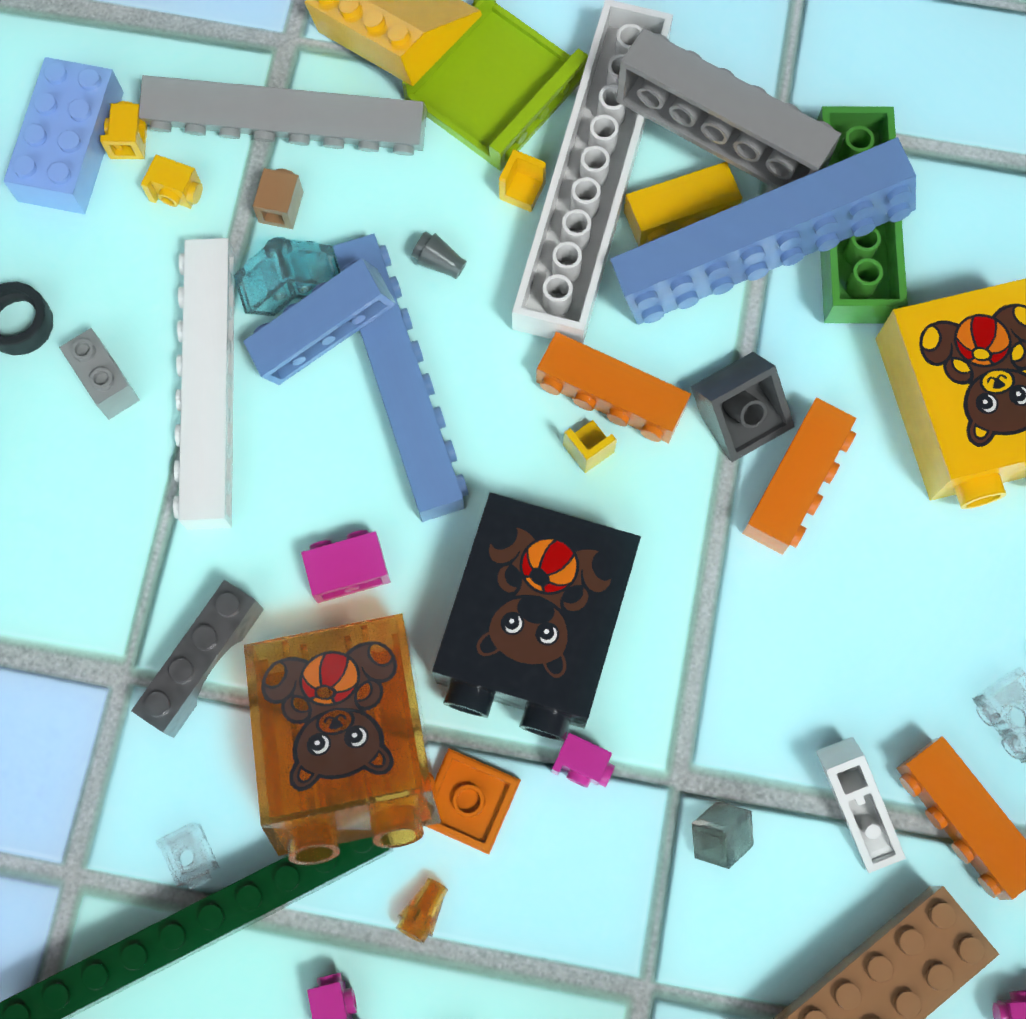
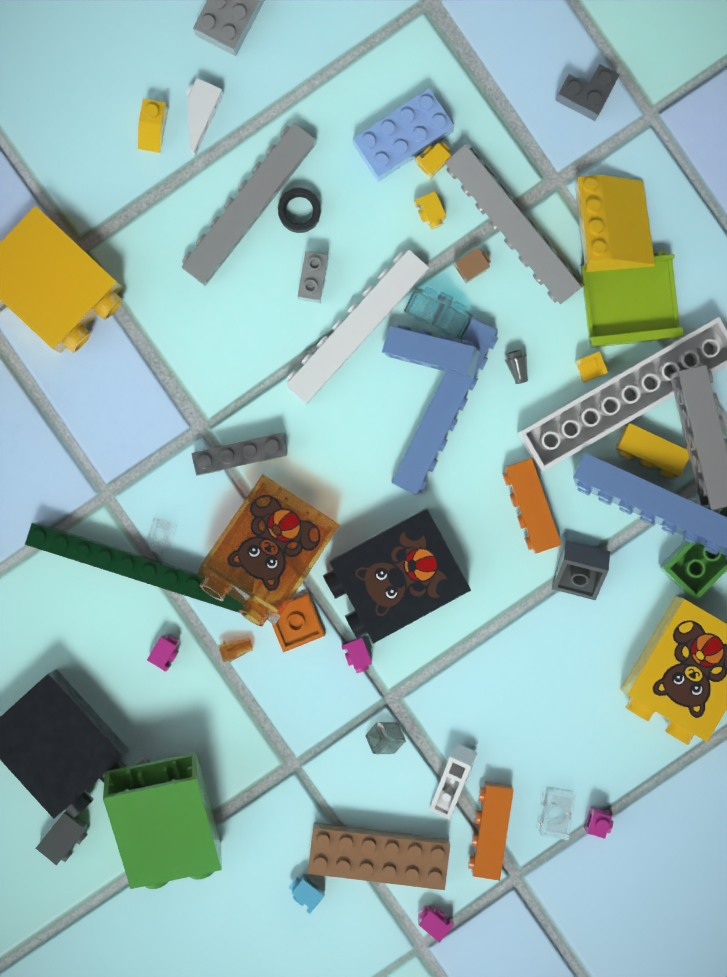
camera: 40 degrees right, 15 degrees up
(345, 566) = (339, 473): dark pink brick -> none
(589, 445) = (496, 521): yellow panel -> none
(800, 476) = (573, 625): orange brick -> none

